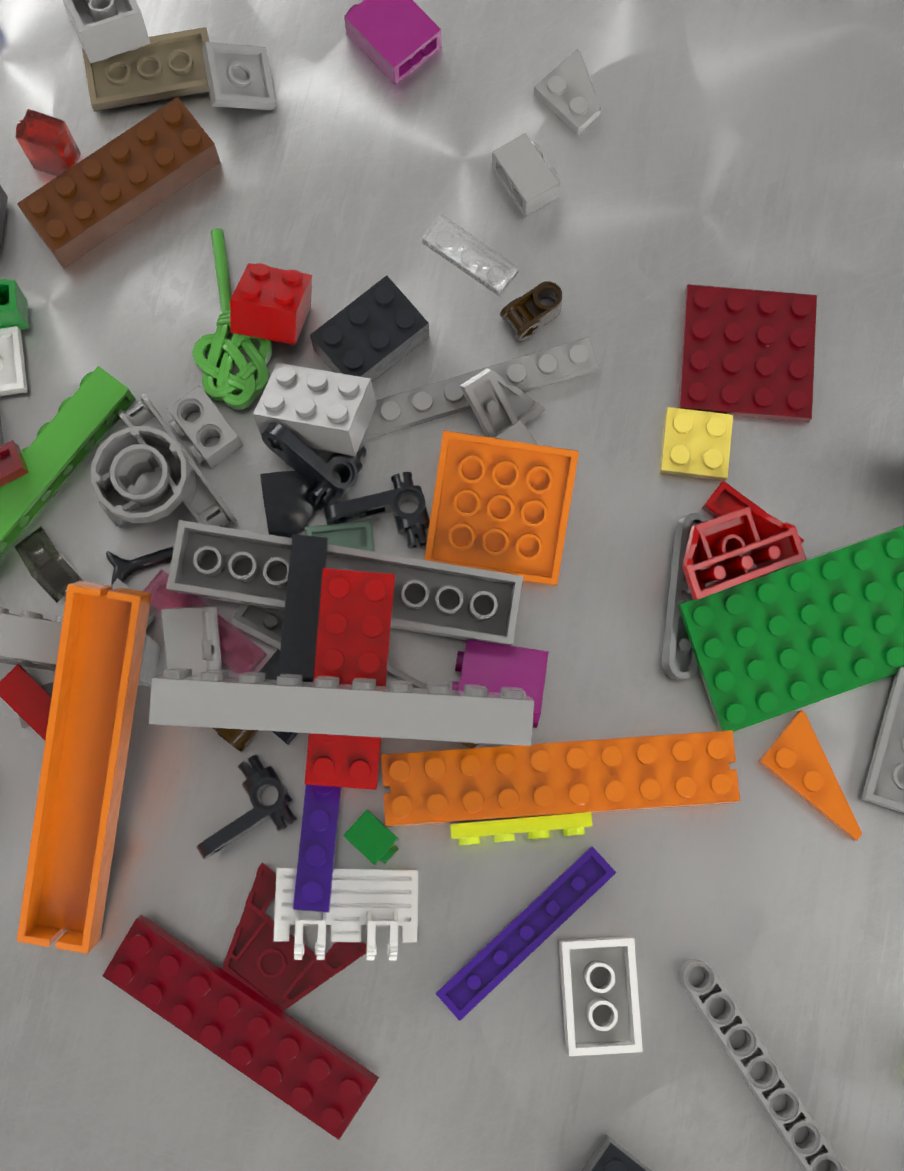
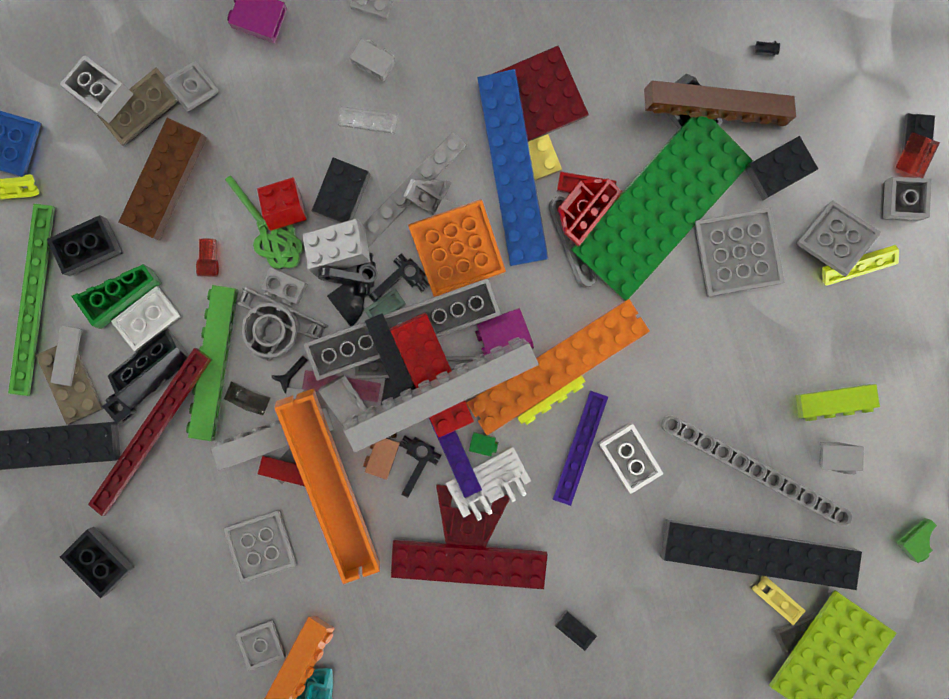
camera: 30 degrees left, 10 degrees up
(47, 143) = (113, 180): clear red brick -> none
(113, 334) = (207, 264): none -> clear red piece
(200, 769) = (381, 458): none -> nougat brick
(528, 314) = (416, 134): dark brown piece -> none
(651, 438) = (512, 167): none -> blue plate
(803, 767) = (671, 295): orange wing -> none

